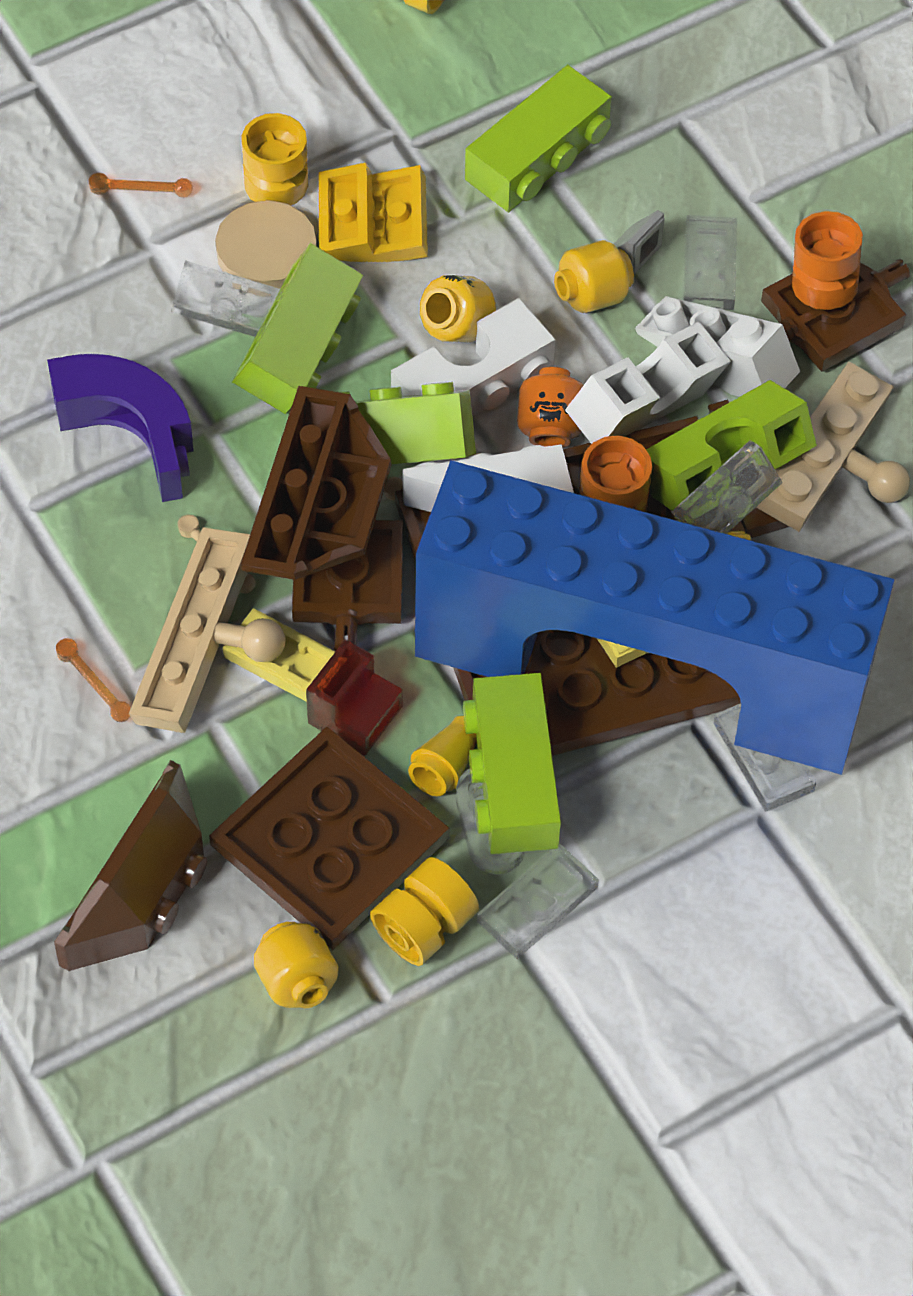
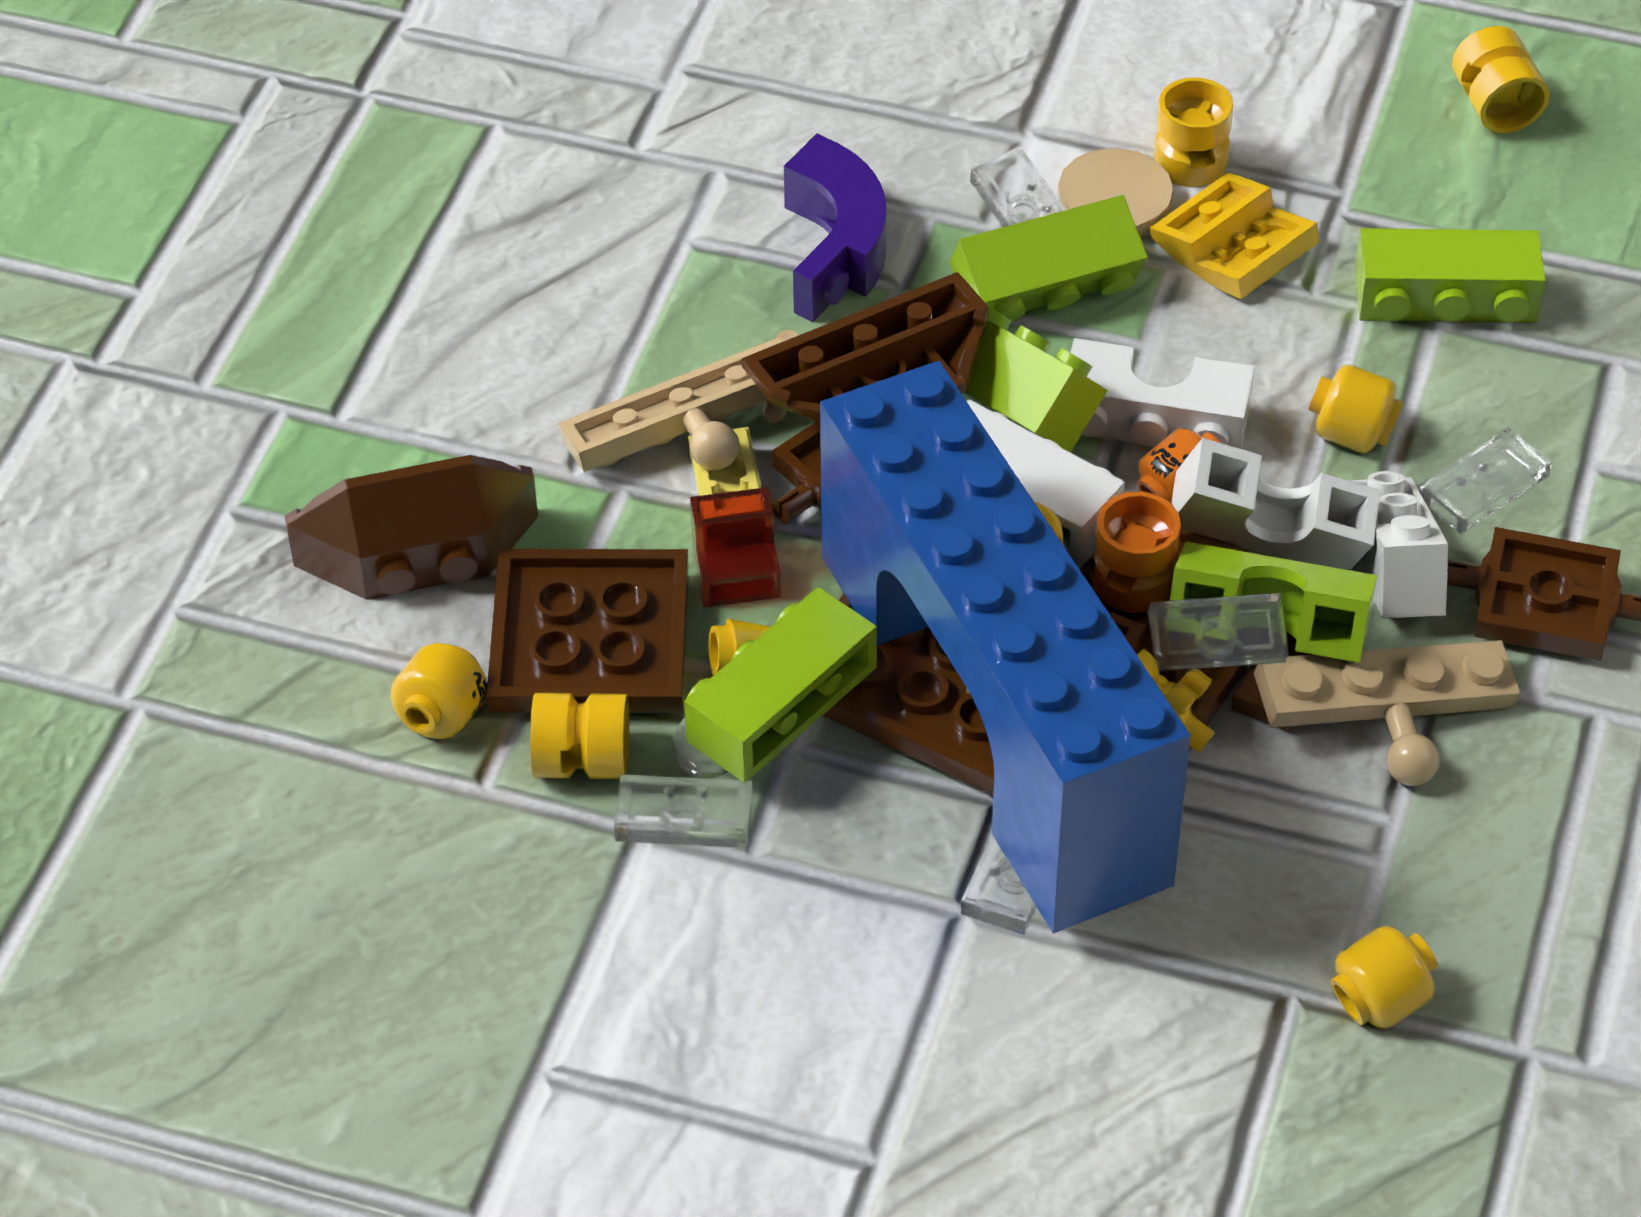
camera: 50 degrees right, 10 degrees down
(68, 652) = (582, 355): clear orange hinge -> none
(100, 184) = (1045, 61): clear orange hinge -> none
(454, 306) = (1196, 330): yellow head -> none
(642, 239) = (1434, 417): light grey slope -> none
(827, 260) = (1563, 531): orange wheel -> none

